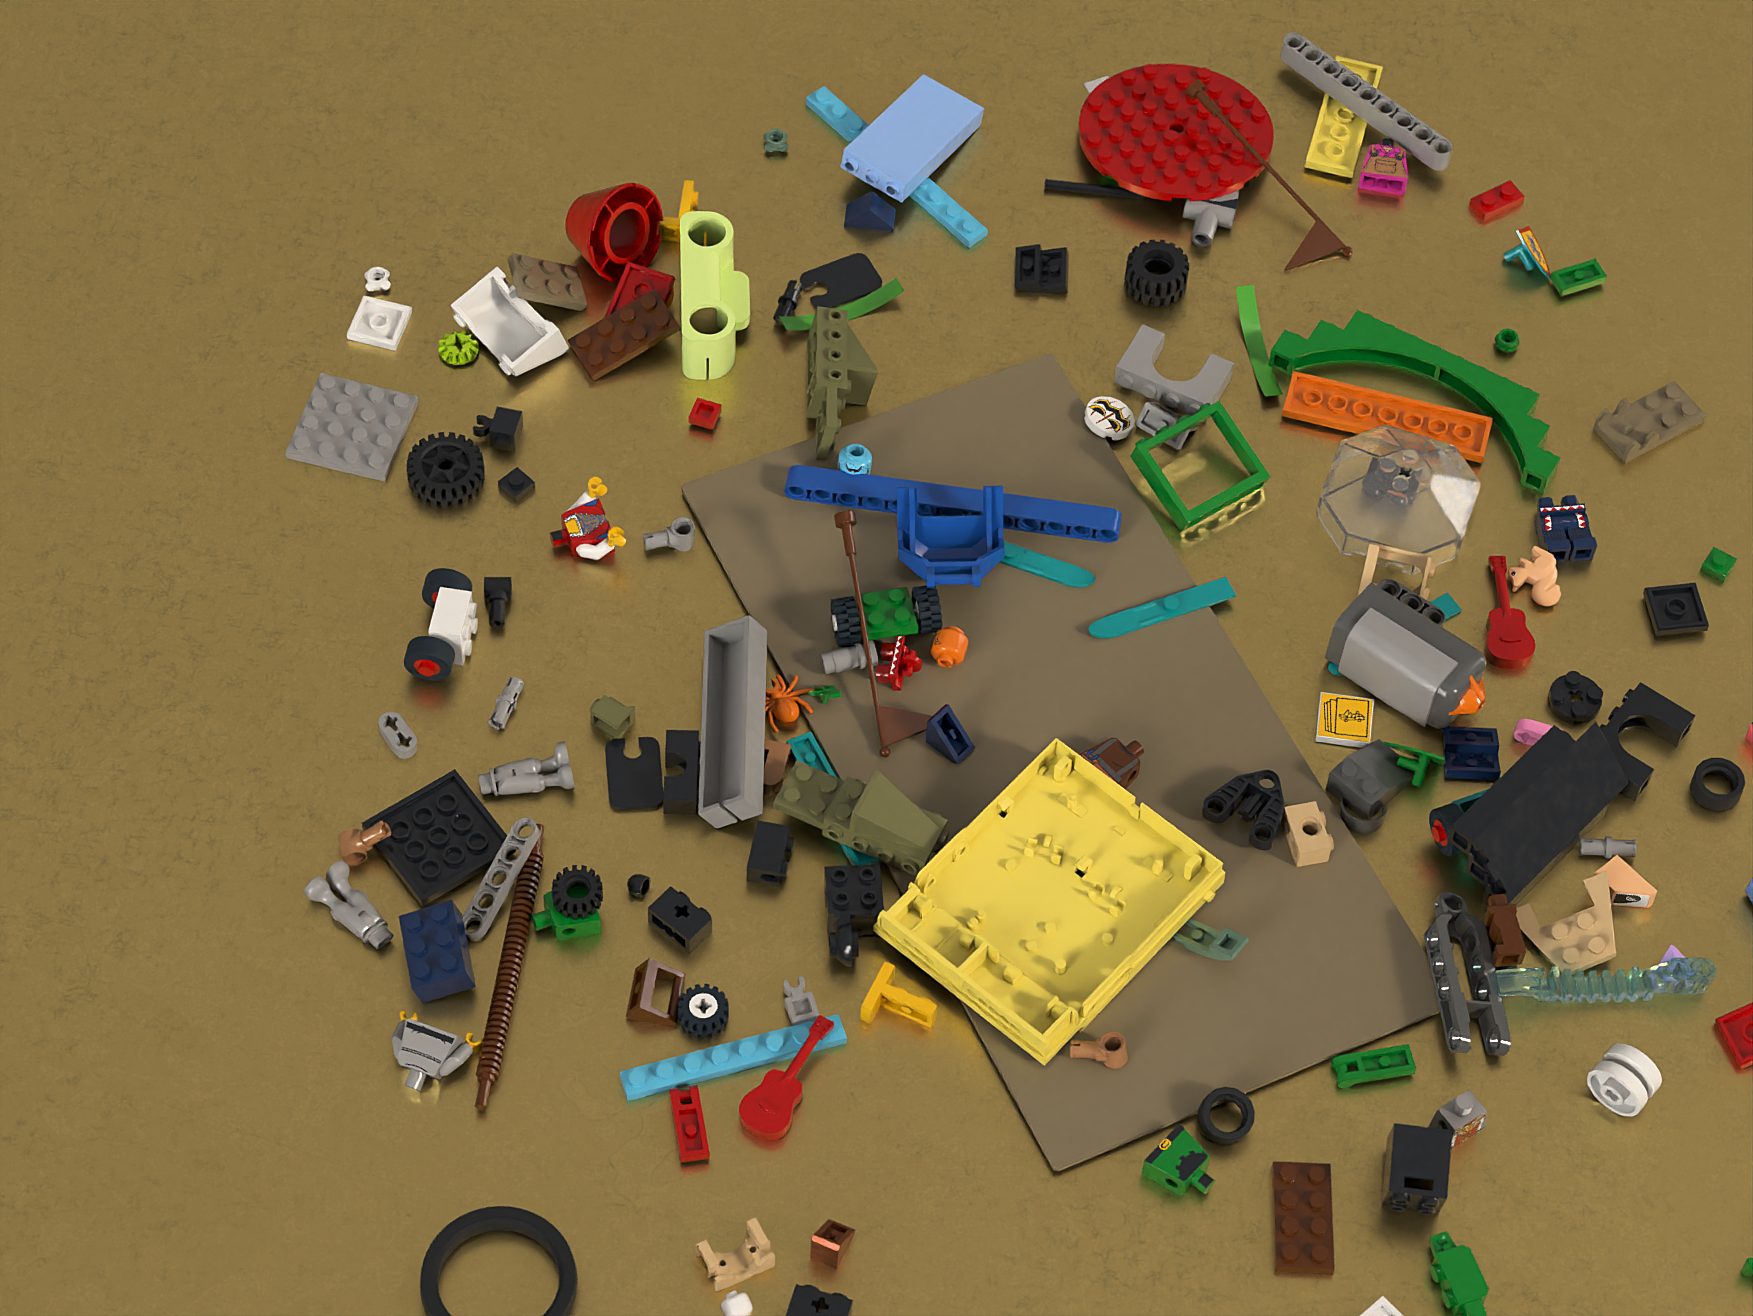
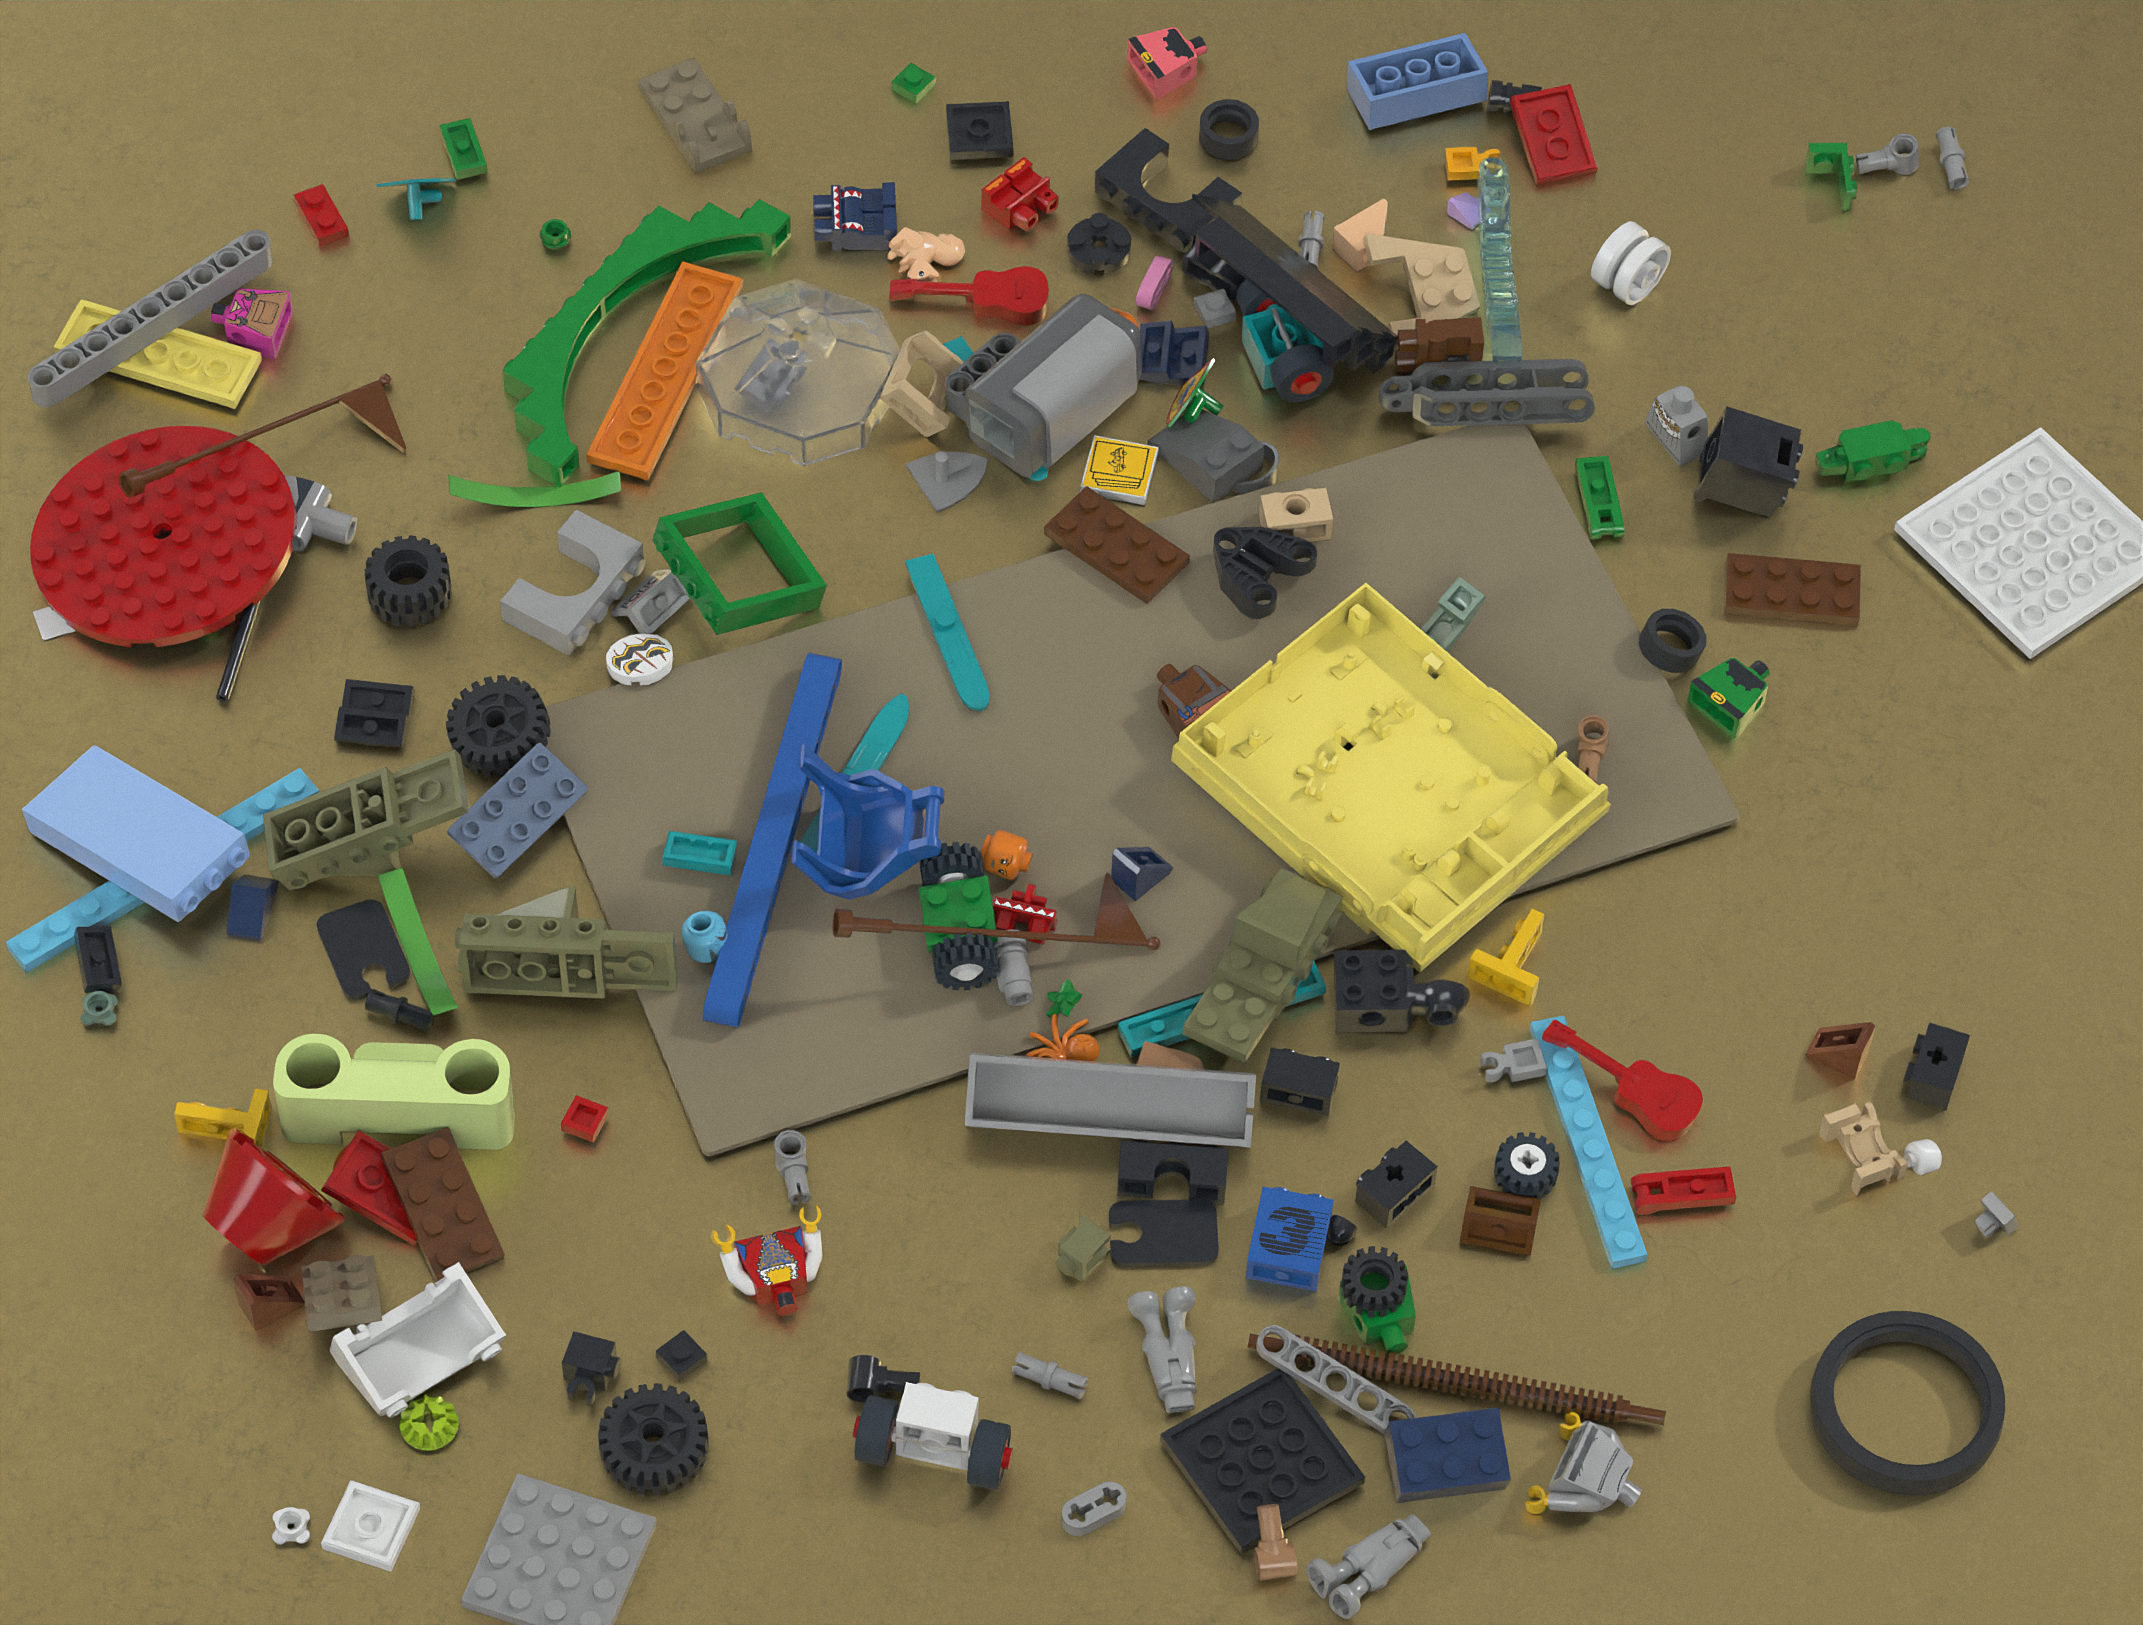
camera: 85 degrees left, 0 degrees up
(547, 244) = (266, 1297): none -> copper slope
(629, 845) = (1289, 1238): none -> blue panel
(813, 134) = (97, 959): none -> black plate
(927, 252) = (363, 821): none -> olive wedge
(934, 460) = (699, 853): none -> teal plate
(959, 350) = (517, 810): none -> sand blue bracket
(1033, 335) = (478, 713): none -> black wheel
(1263, 715) = (1116, 544): none -> reddish brown plate
(1318, 606) = (948, 476): none -> light grey shield
(1611, 637) = (1016, 196): none -> red hips
(1726, 963) = (1464, 162): none -> light orange plate

